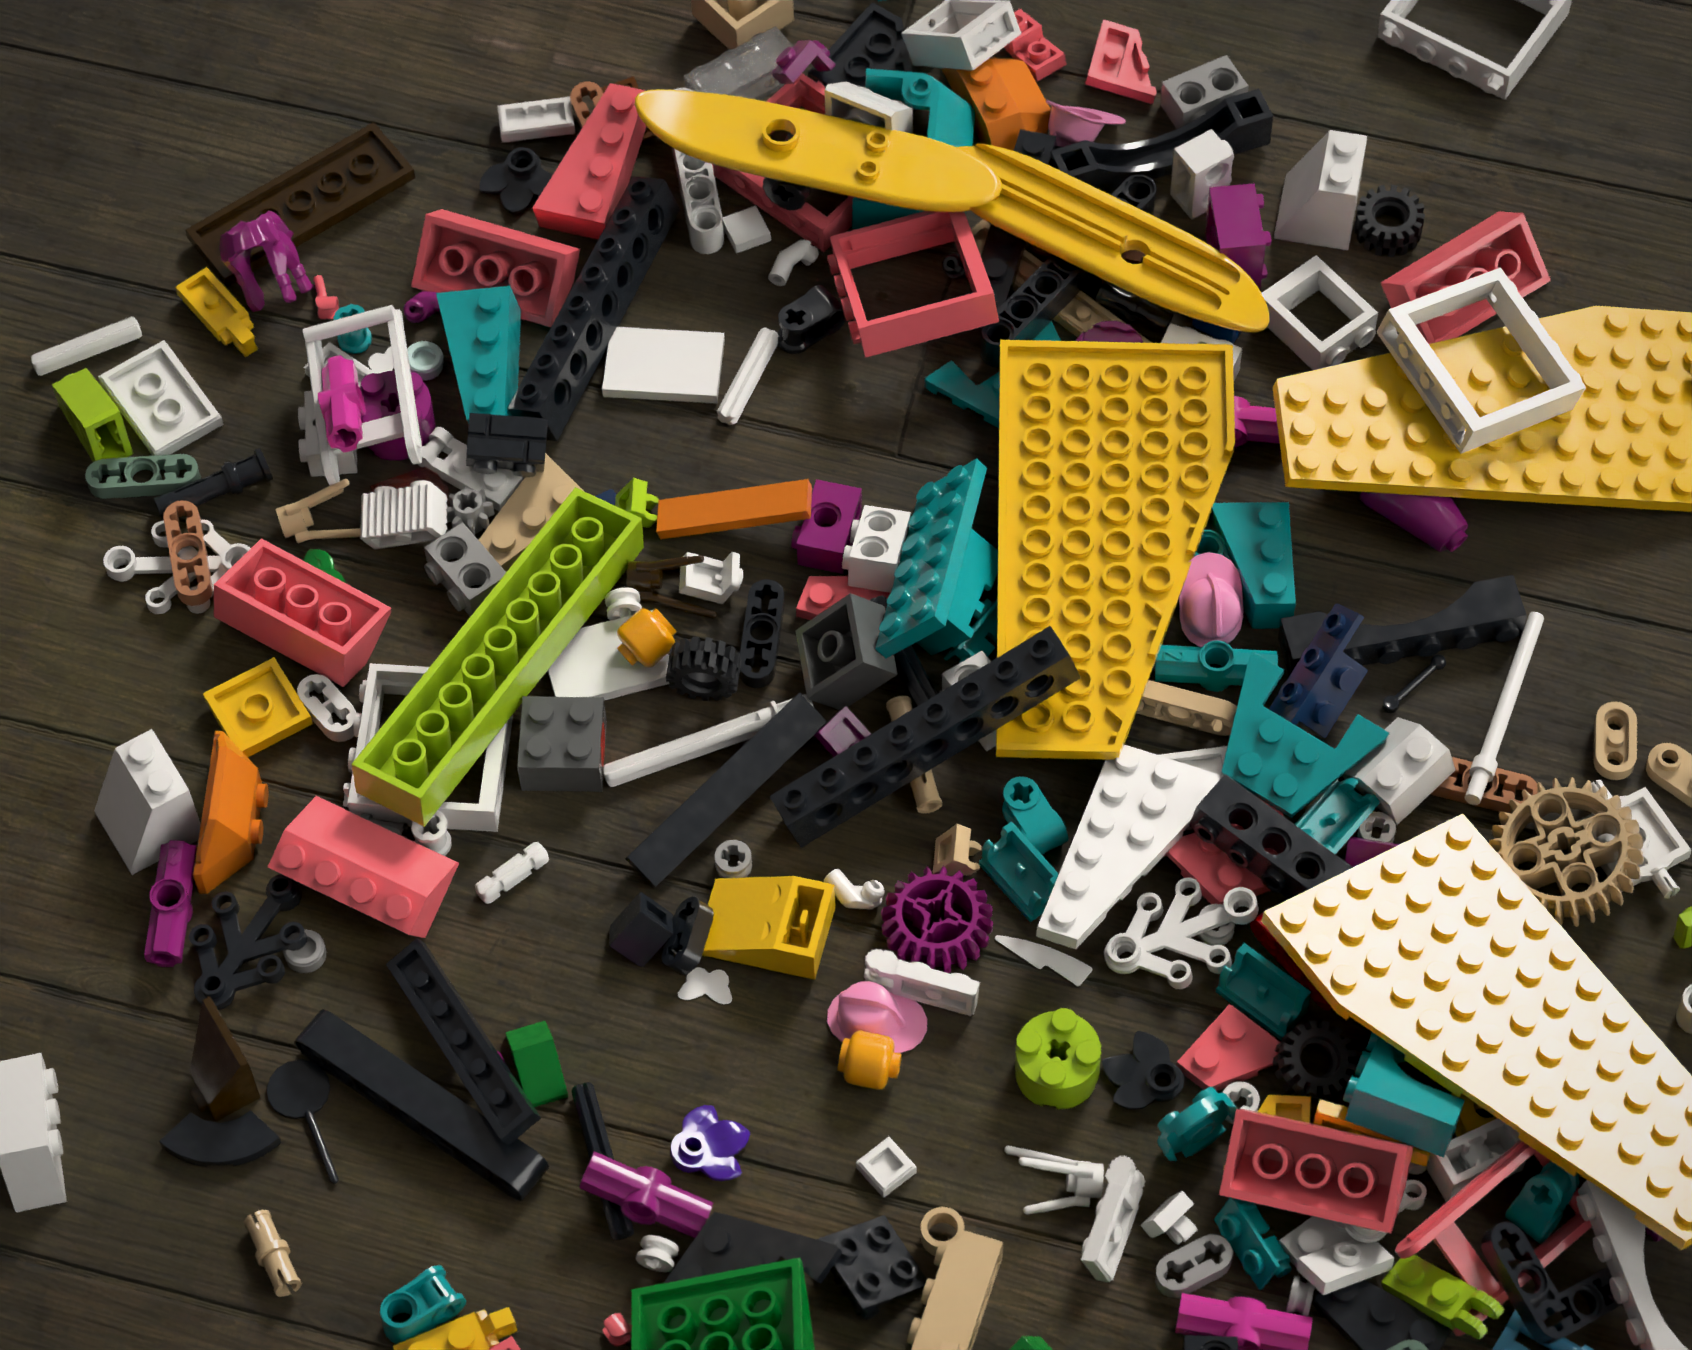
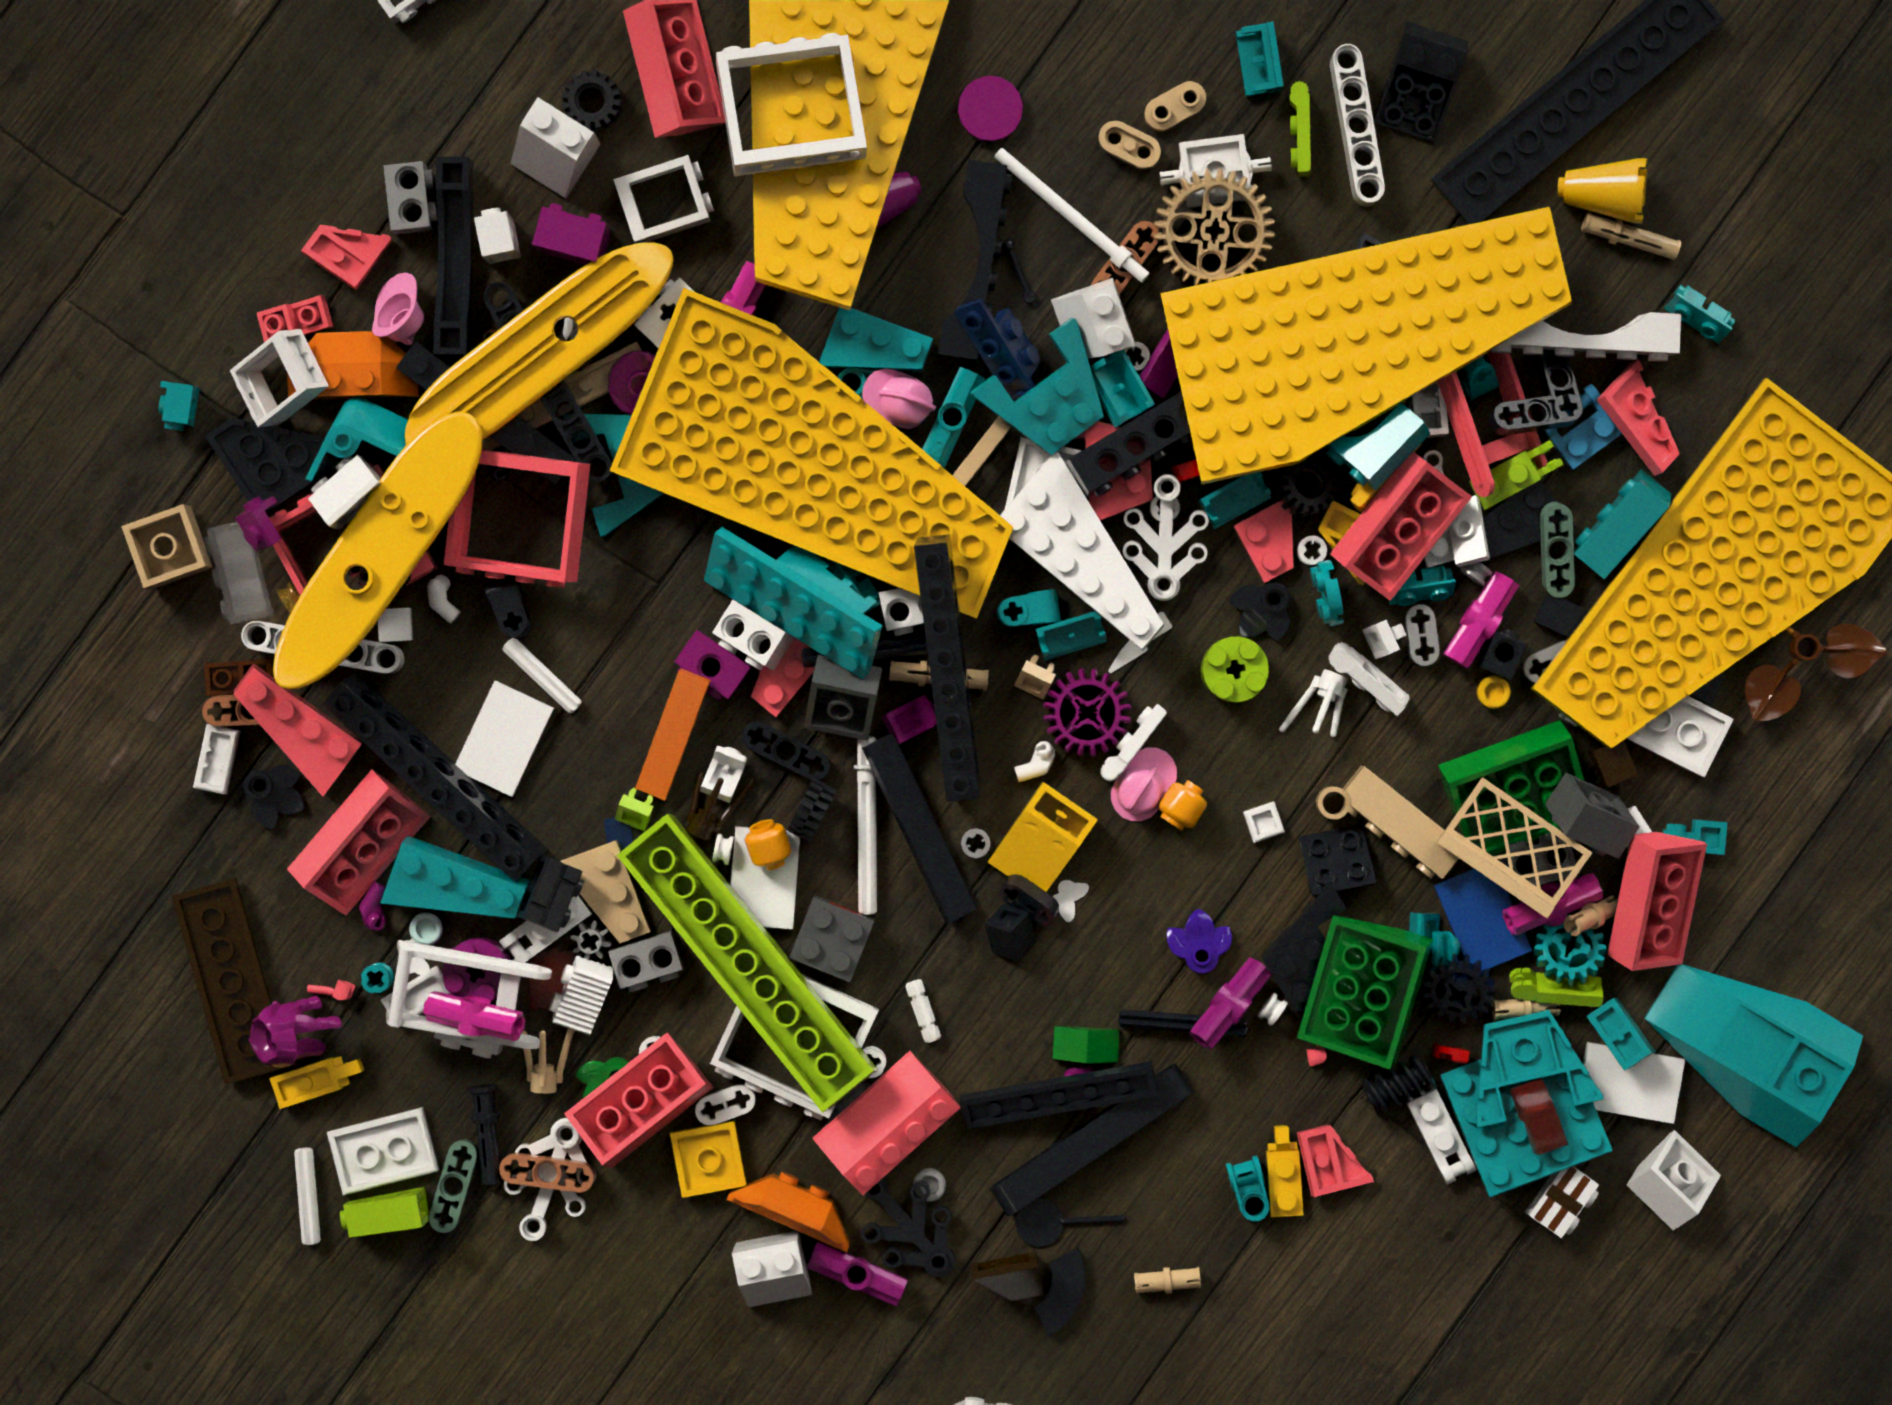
camera: 70 degrees left, 30 degrees up
(1580, 592) = (990, 108): none -> magenta tile

